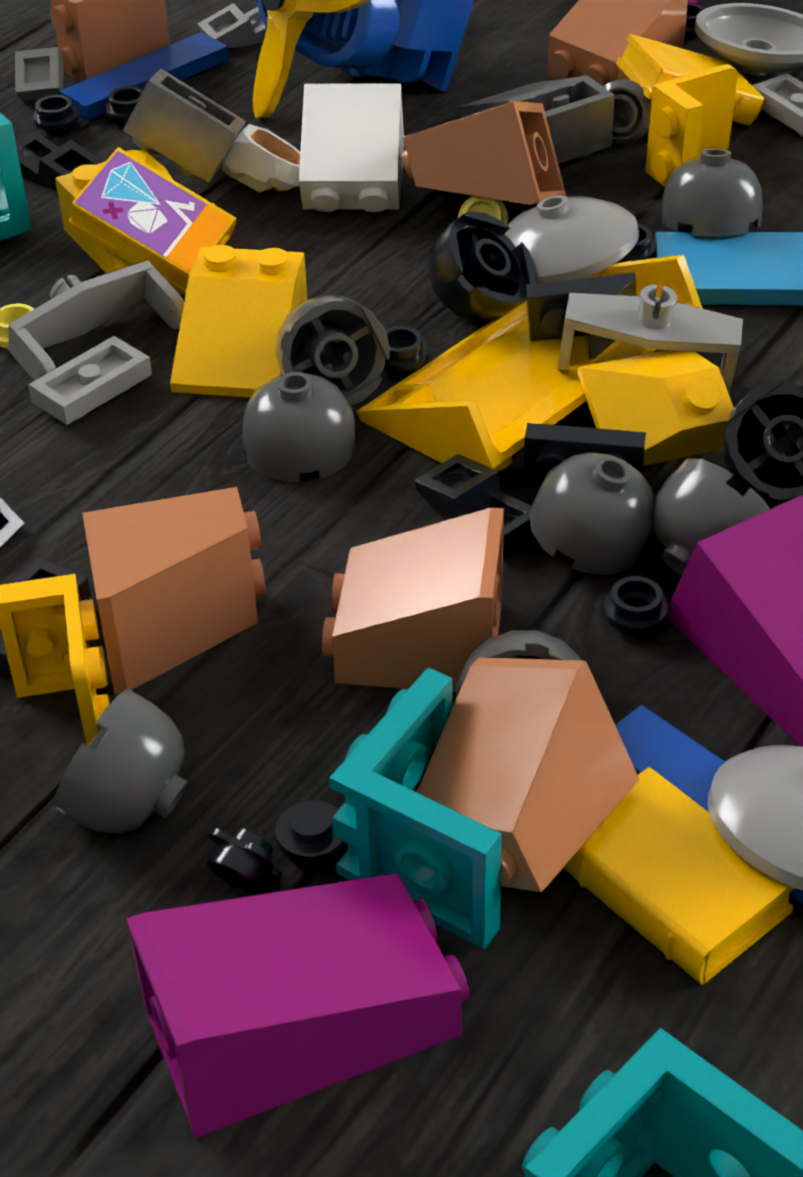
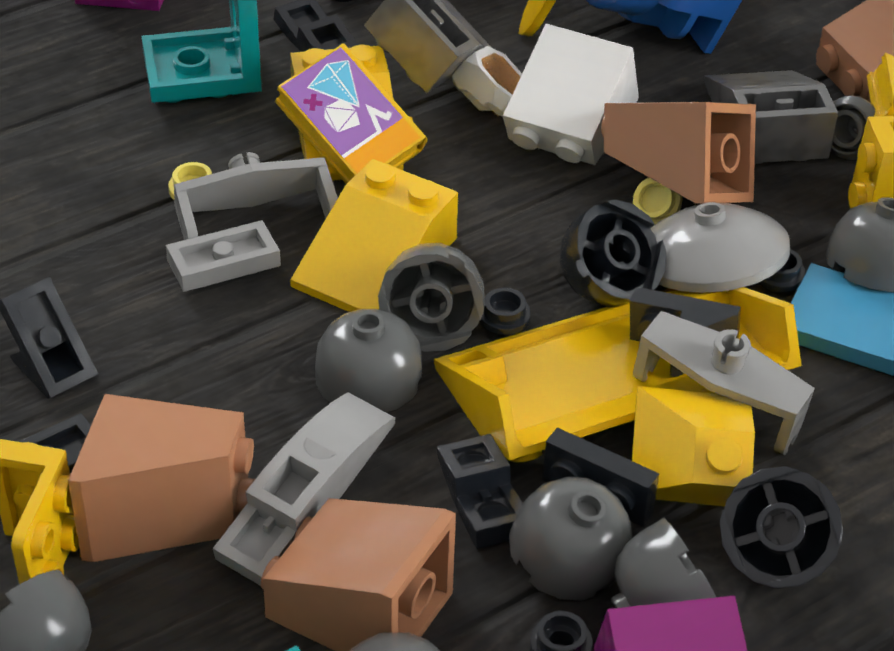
camera: 20 degrees right, 0 degrees up
(307, 555) = (299, 480): none -> light grey slope

